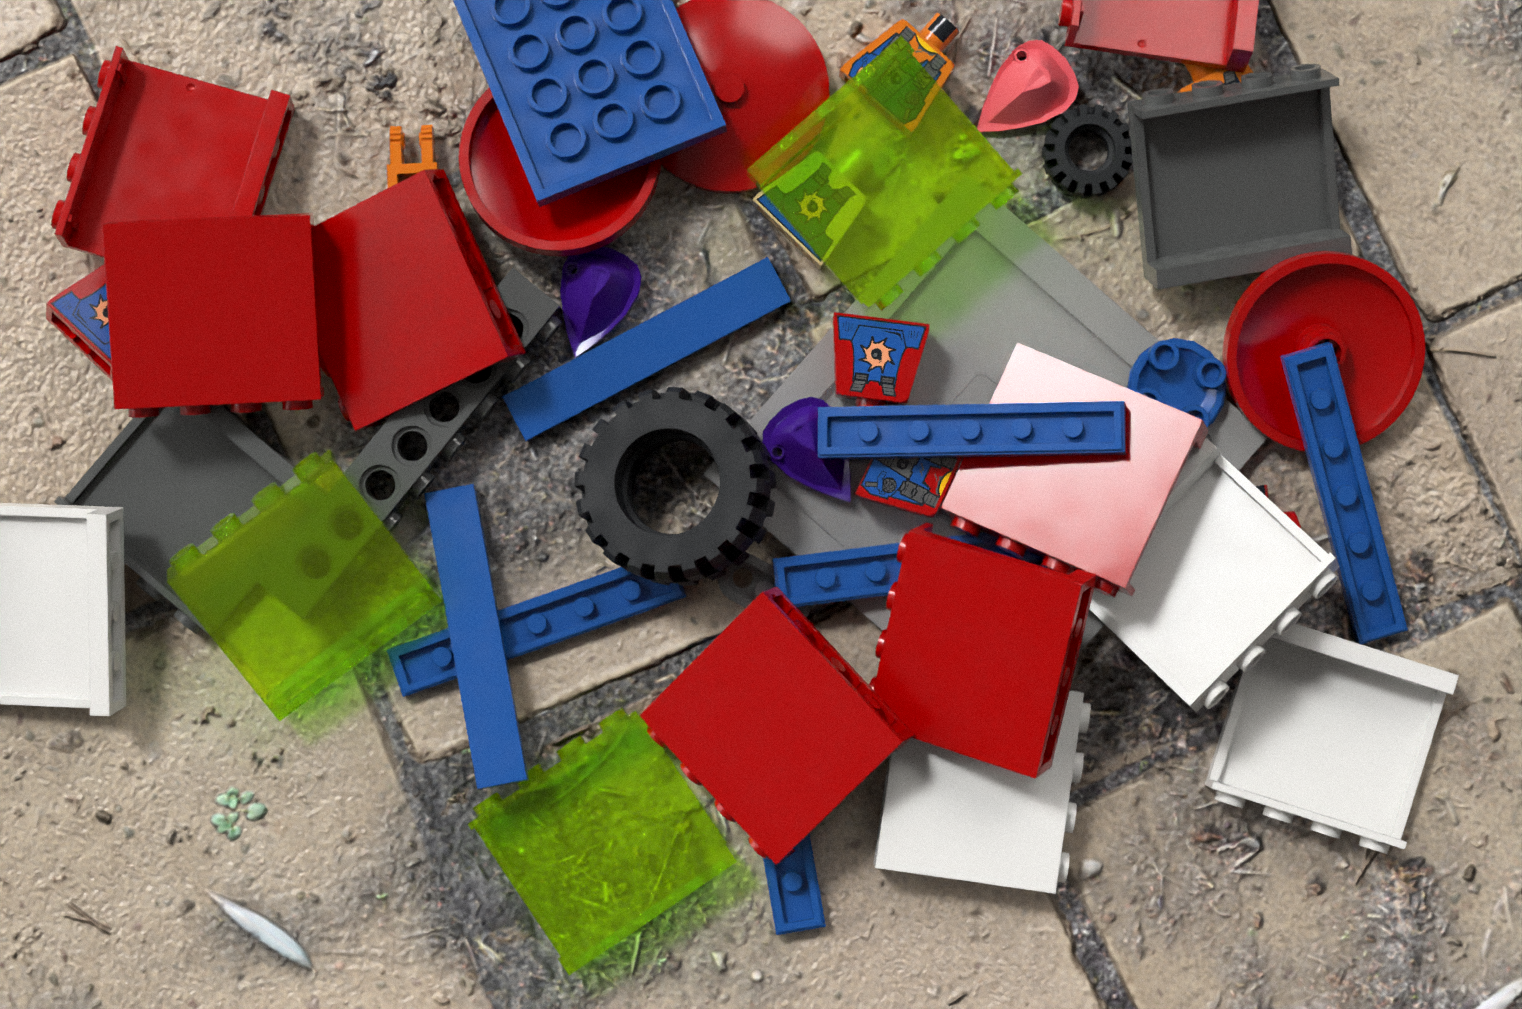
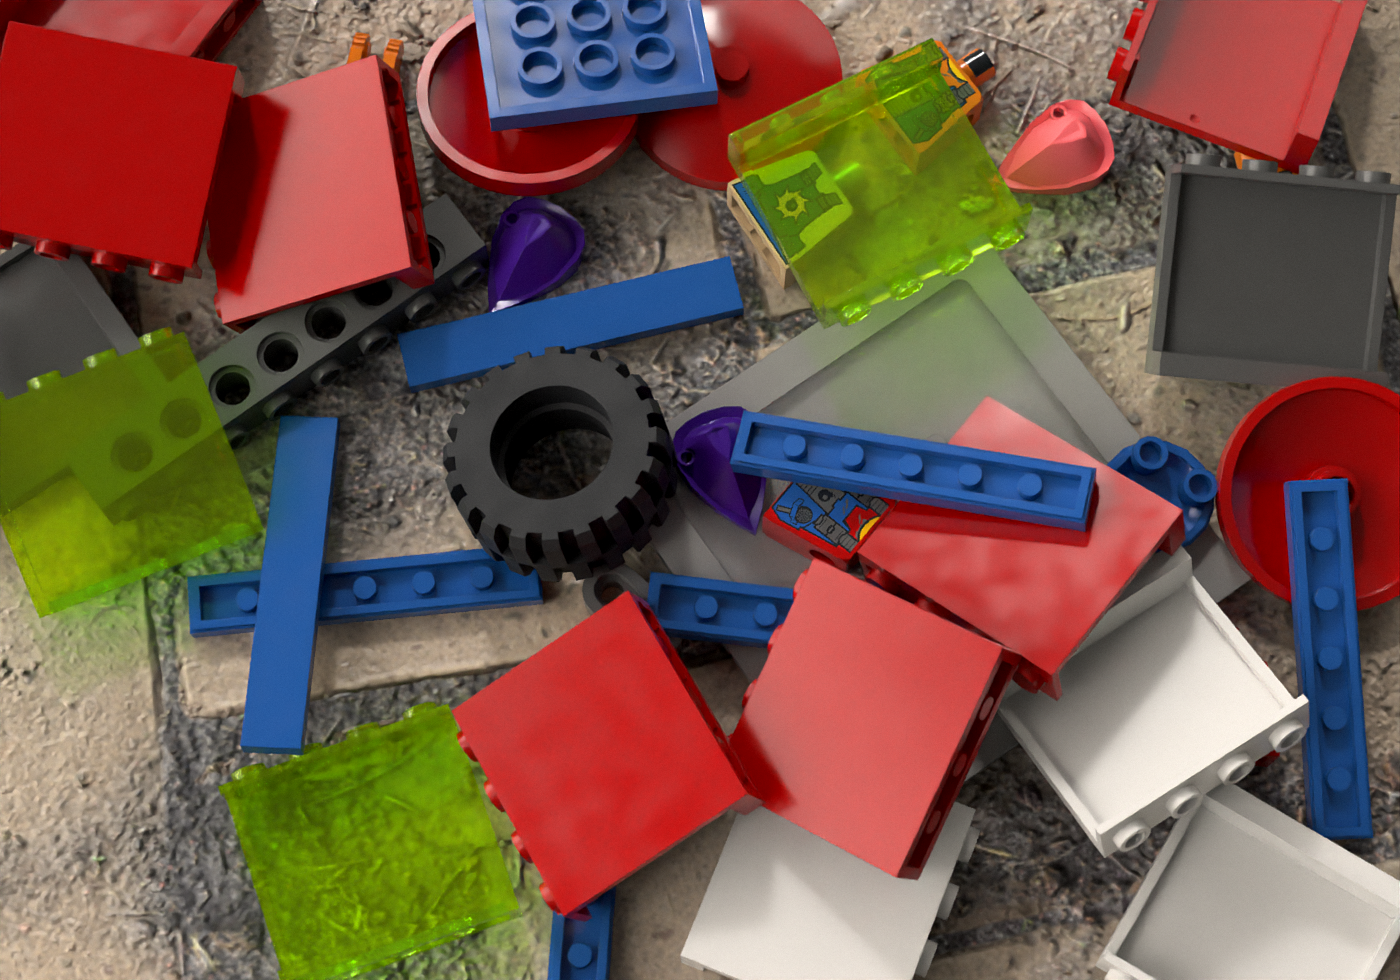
camera: 15 degrees right, 15 degrees down
(876, 358) = (825, 375): torso -> none
(1094, 121) = (1114, 197): black tyre -> none

